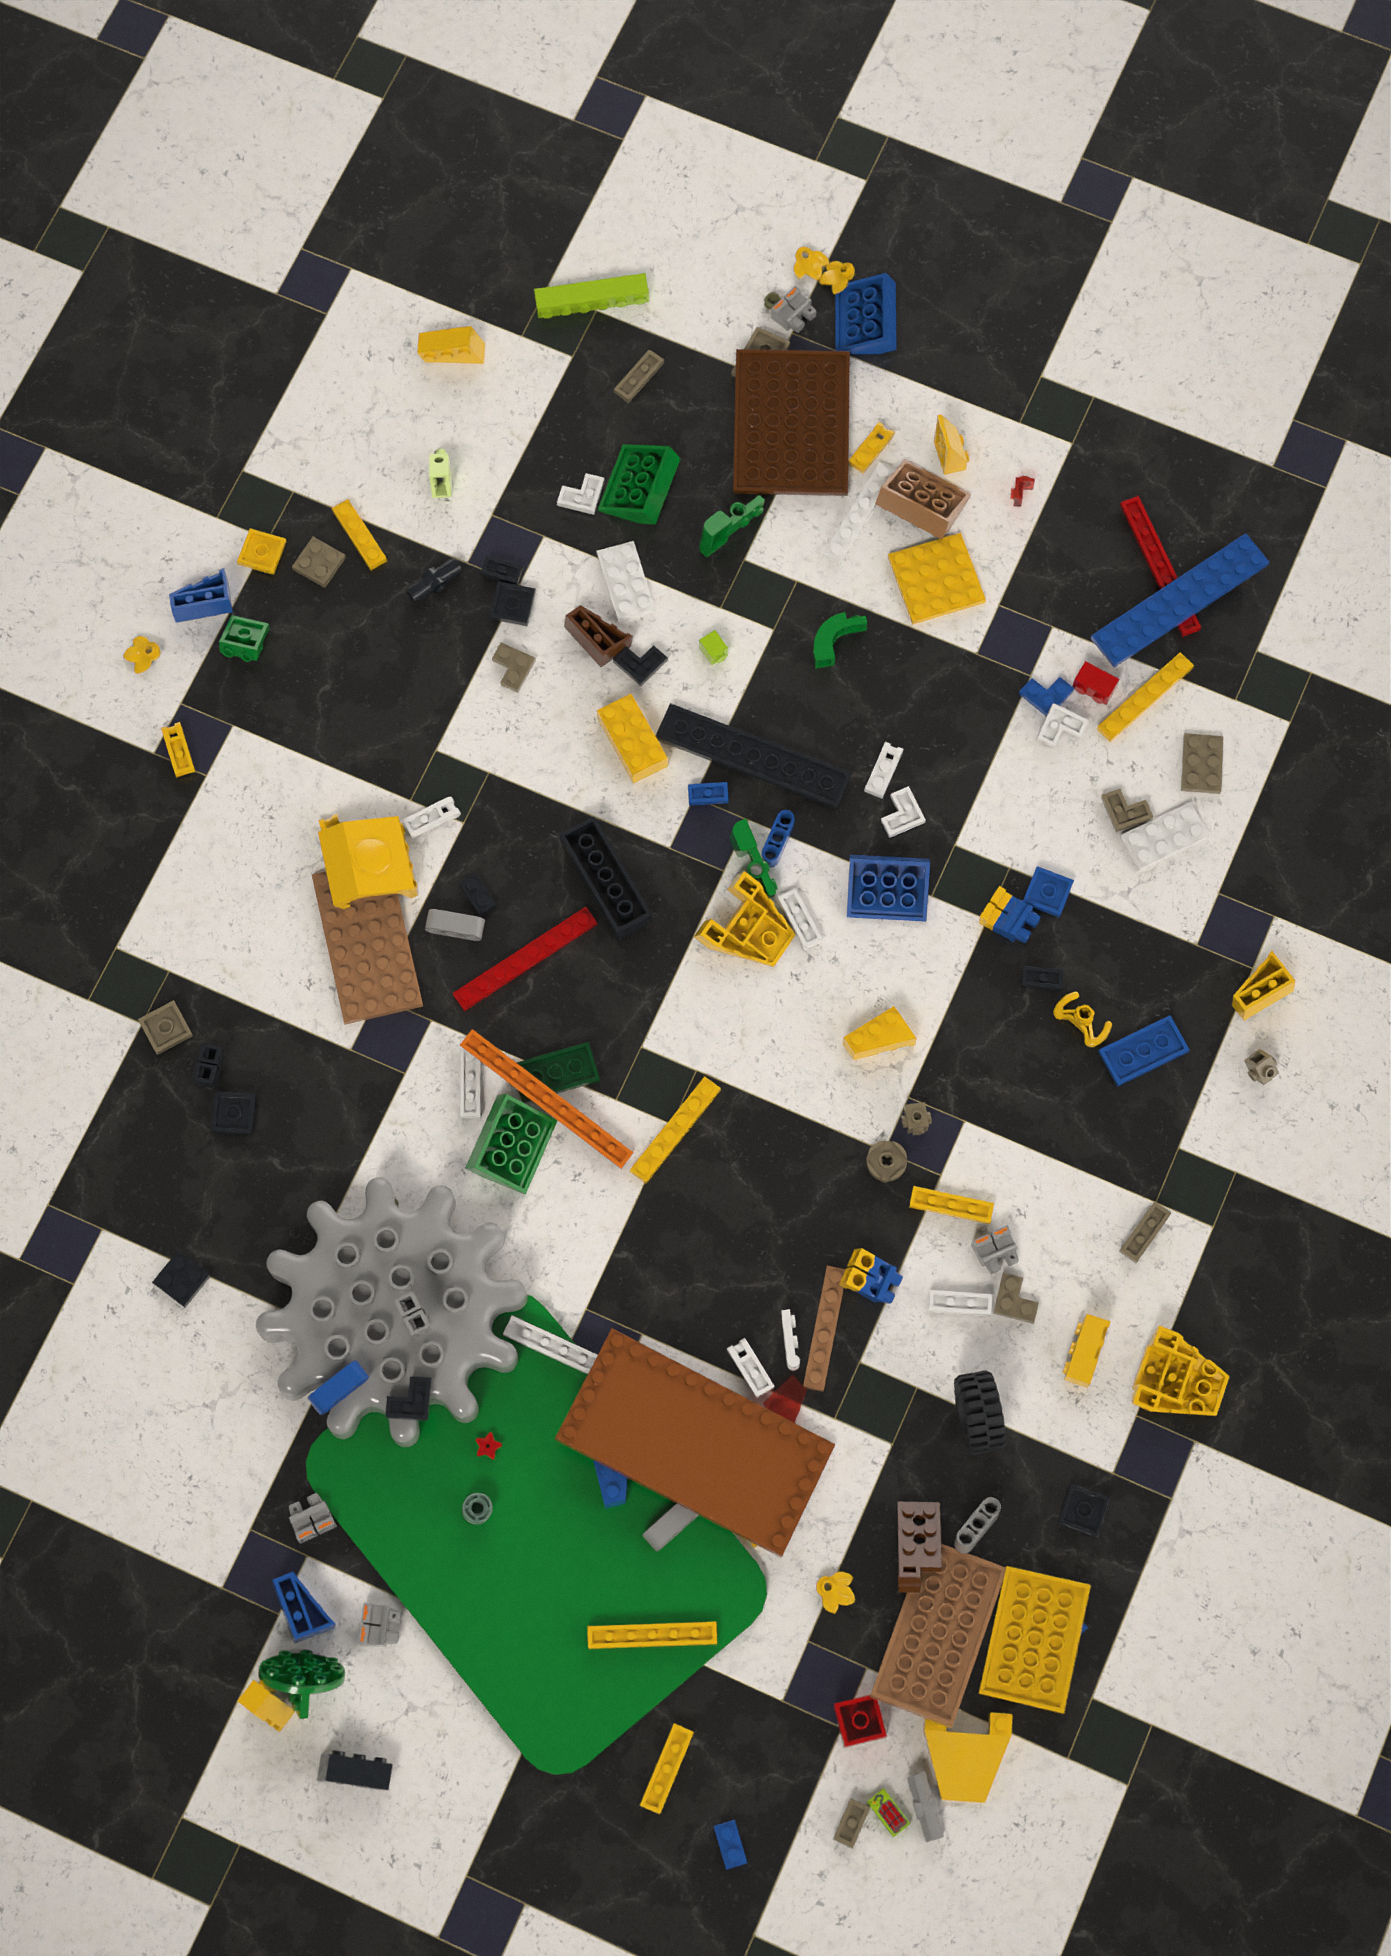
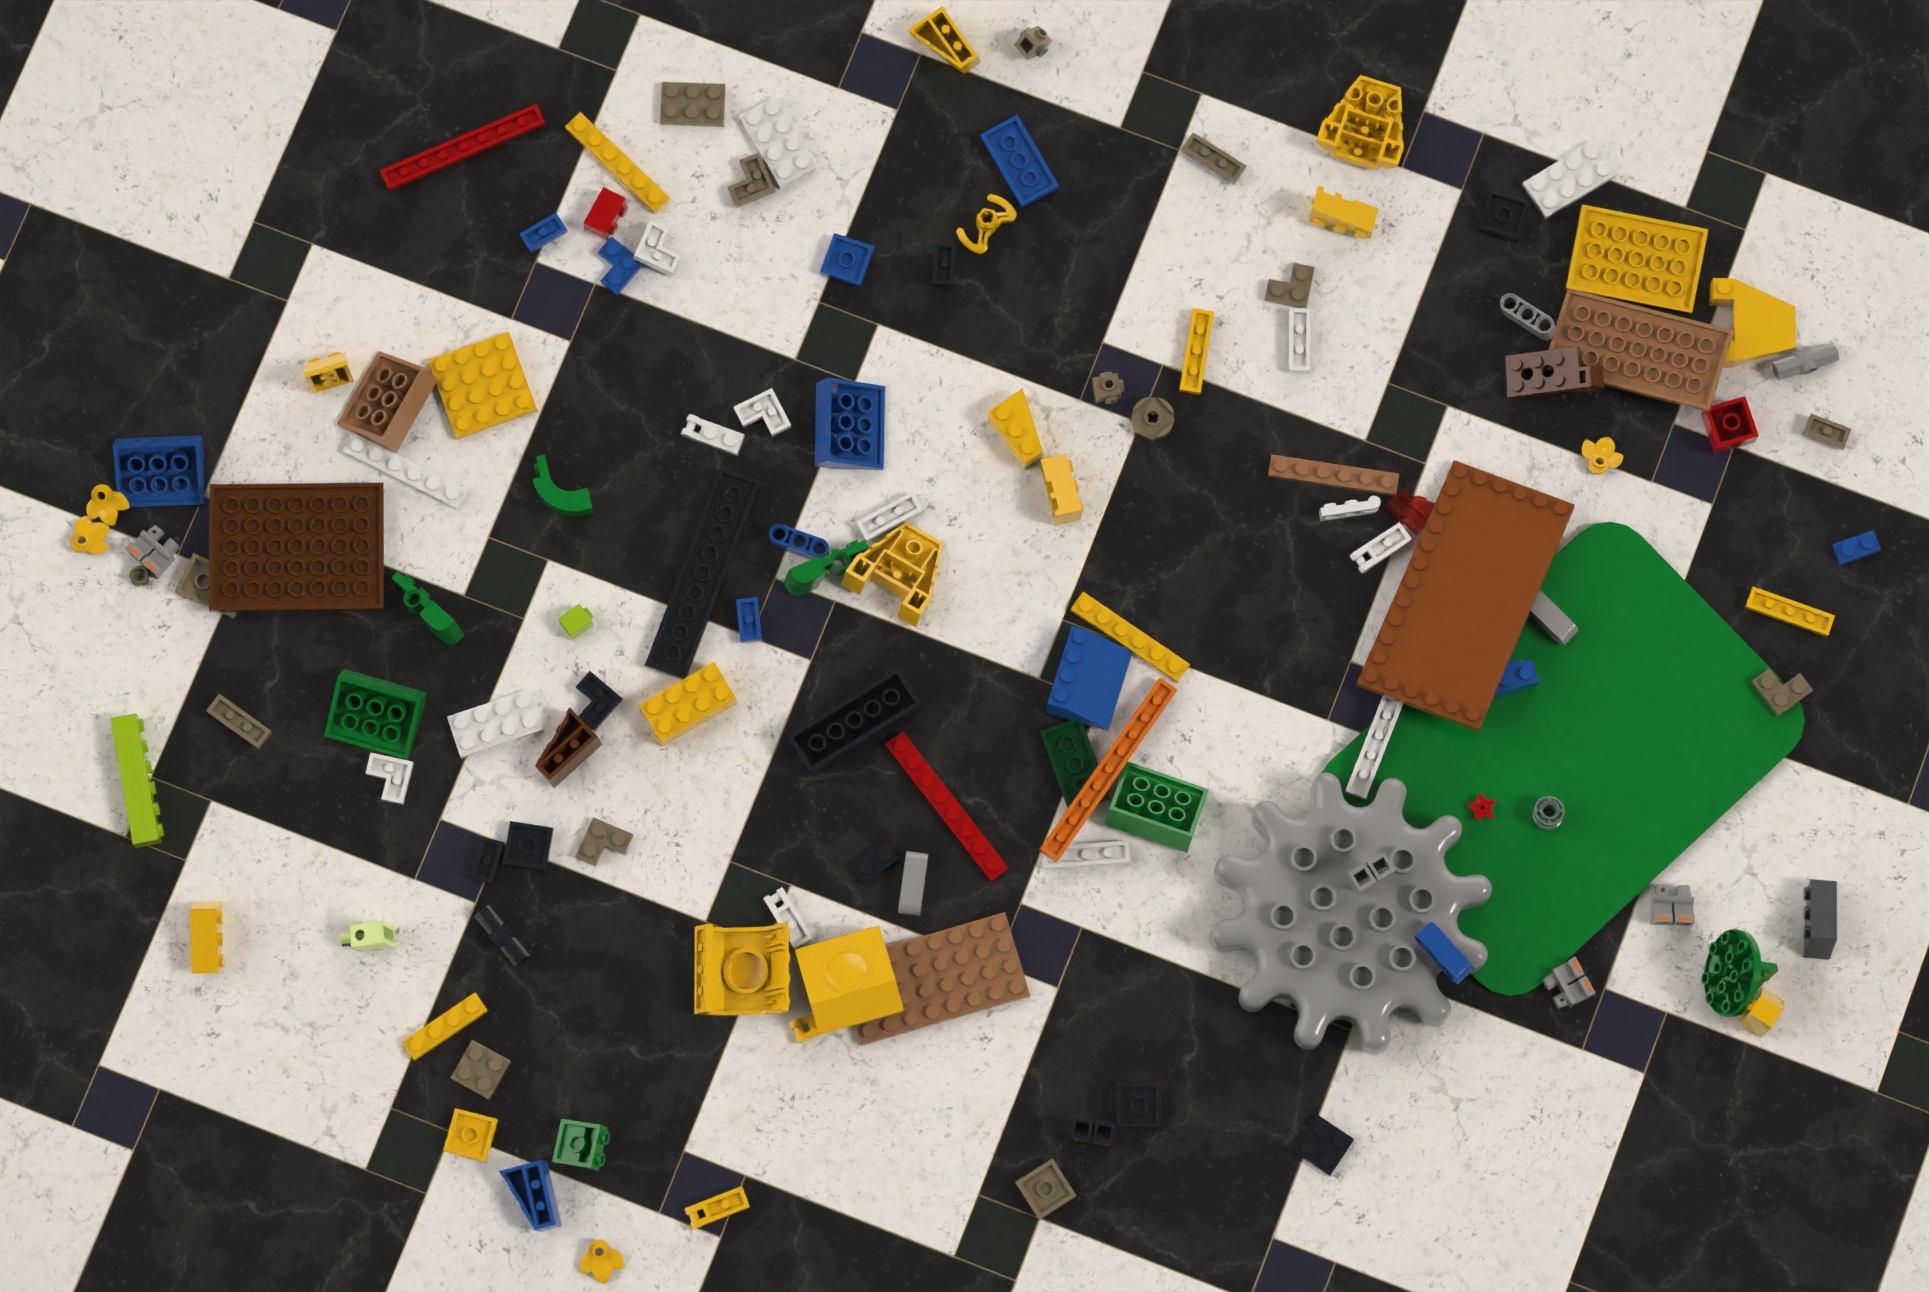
camera: 95 degrees left, 5 degrees up
(301, 1611) = (1664, 986): blue wedge -> none
(386, 773) = (742, 970): none -> yellow panel
(415, 1405) = (1457, 872): black plate -> none
(579, 1752) = (1781, 696): none -> dark tan plate
(634, 1087) = (1089, 679): none -> blue slope
(652, 1635) = (1662, 630): yellow plate -> none
(819, 1072) = (1061, 489): none -> yellow wedge
(870, 1277) = (1282, 421): hips -> none
(871, 448) = (324, 460): yellow plate -> none
(888, 1812) = (1812, 397): tile -> none
(979, 1412) = (1419, 312): black tyre -> none
(995, 1247) = (1239, 307): light grey hips -> none
(1008, 916) = (880, 292): blue hips -> none
(1021, 483) = (376, 299): clear red bracket -> none
(1077, 630) = (543, 232): none -> blue plate
(1122, 1581) = (1569, 179): none -> white plate
(1179, 600) = (506, 125): blue plate -> none

